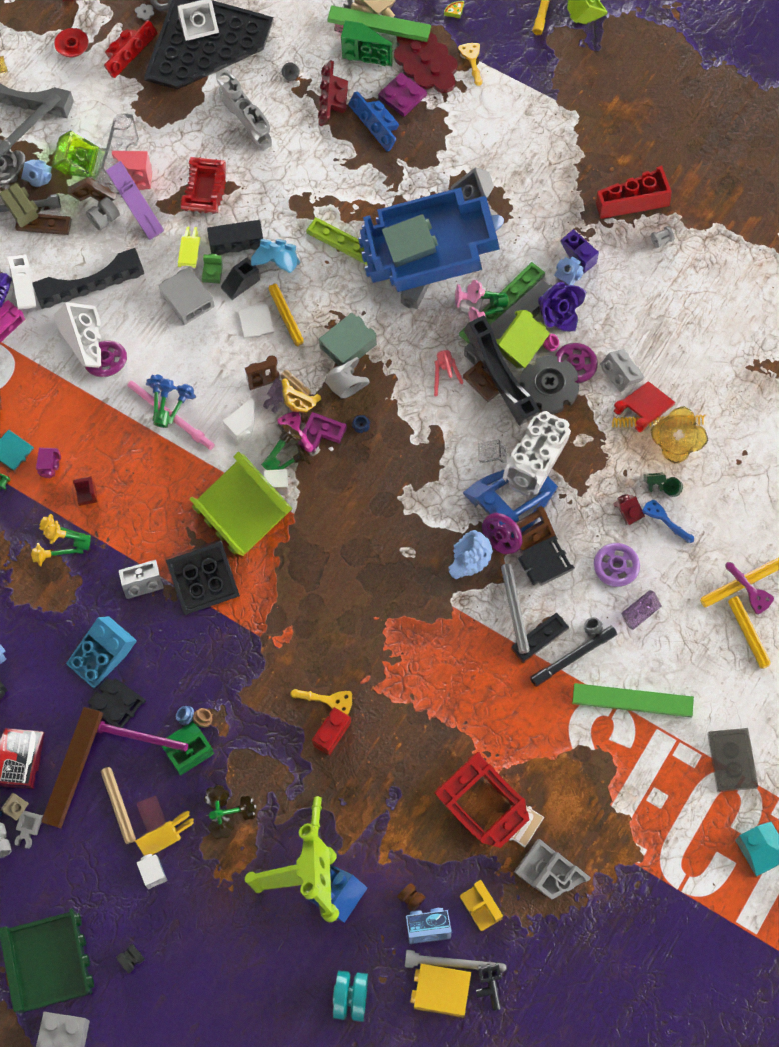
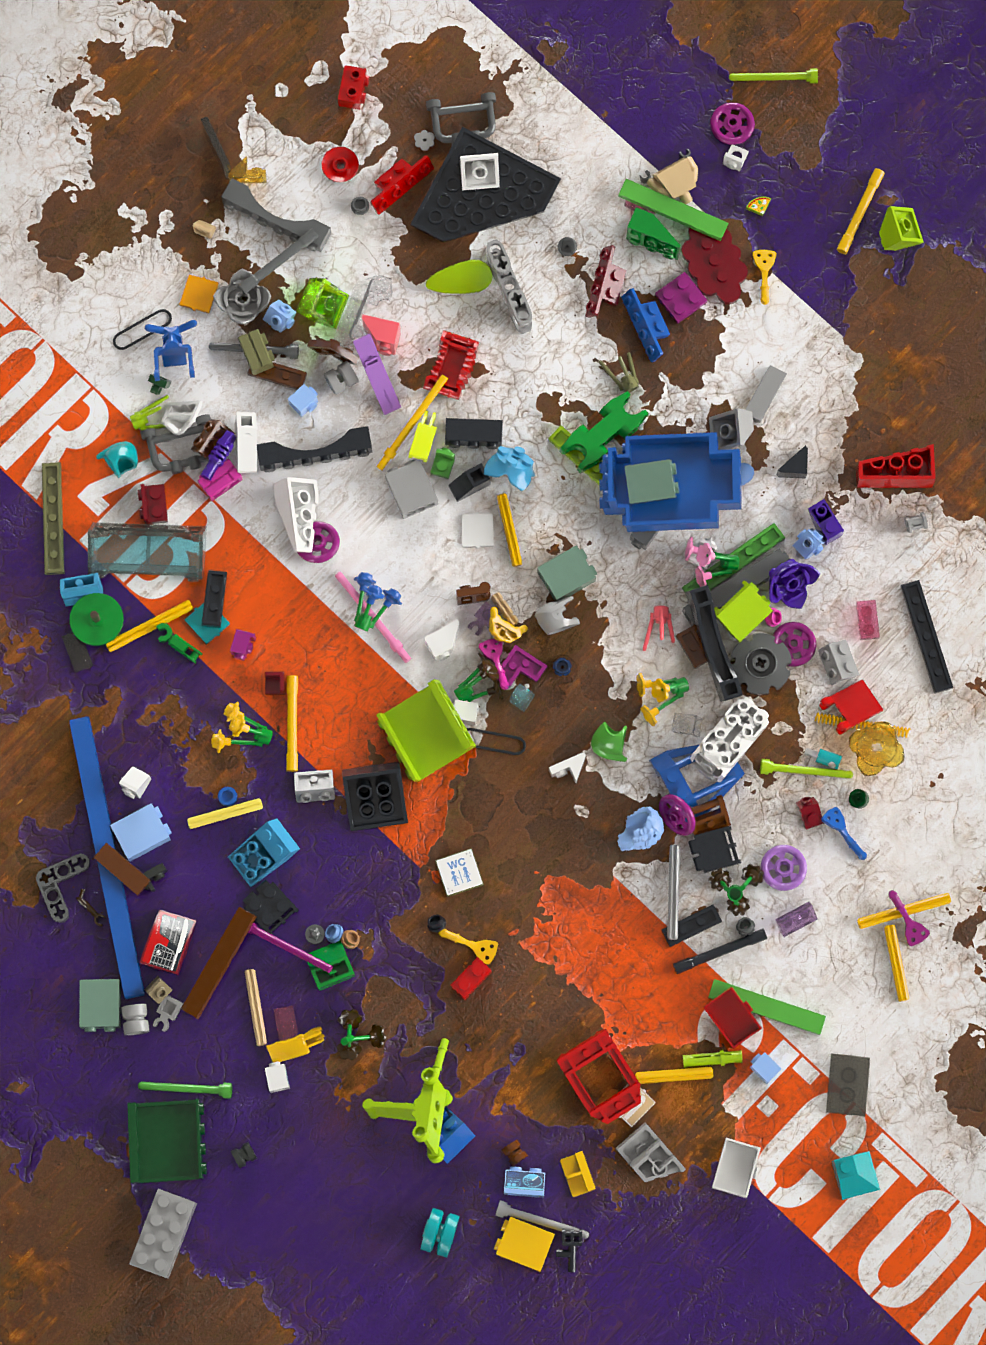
camera: 10 degrees right, 10 degrees up
(14, 427) = (214, 599): none -> black tile
(56, 606) = (227, 796): none -> blue tile
(56, 622) = (224, 813): none -> light yellow axle
(70, 239) = (303, 400): none -> light blue brick
(95, 72) = (360, 205): none -> dark grey plate
(99, 895) = (223, 1090): none -> bright green piece
(104, 497) = (292, 756): none -> yellow piece
(161, 269) = (390, 452): none -> yellow bar
(166, 721) = (315, 934): none -> dark grey tile
(199, 111) = (461, 278): none -> lime shield
(286, 685) = (436, 923): none -> black plate
(299, 632) = (459, 872): none -> white tile
(314, 497) = (499, 734): none -> black piece
(327, 456) = (521, 697): none -> clear light blue leg
(350, 221) = (593, 441): none -> green piece
(370, 169) = (629, 382): none -> olive plant
(389, 509) = (573, 764): none -> white slope
(421, 482) = (609, 743): none -> bright green piece
(459, 421) = (659, 691): none -> yellow plant
(498, 155) = (765, 392): none -> light grey tile
(540, 210) = (796, 466): none -> black slope
(557, 785) = (674, 1075): none -> yellow axle
(579, 475) = (768, 767): none -> lime piece
(580, 606) = (737, 902): none -> dark brown plant
(593, 760) = (712, 1058): none -> lime pin
(602, 715) = (732, 1017): none -> red container
(631, 456) = (825, 757): none -> teal piece
(640, 327) = (867, 620): none -> clear pink plate
(642, 866) = (736, 1168): none -> white container
(645, 758) = (764, 1067): none -> light blue brick
(655, 478) = (842, 786): dark green tile -> none
(698, 333) = (926, 636): none -> black tile

